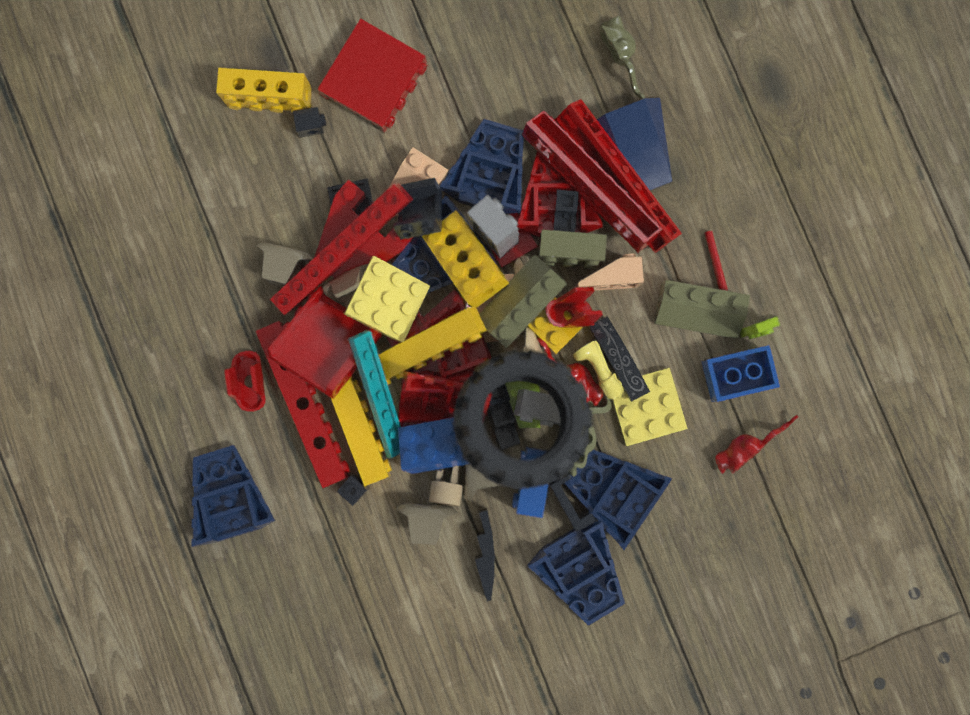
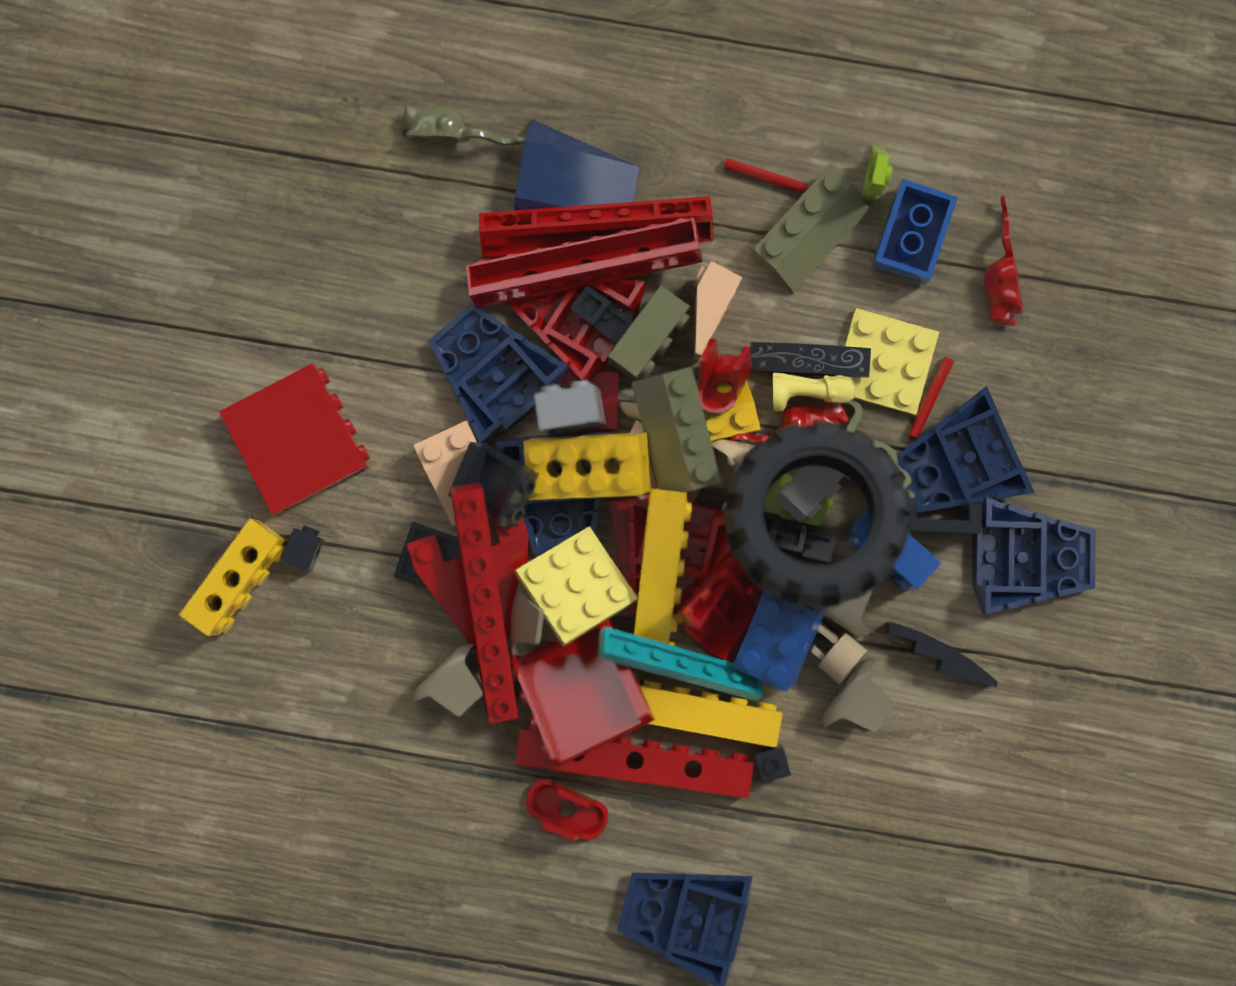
camera: 60 degrees left, 0 degrees up
(630, 450) = (930, 398): none -> red bar

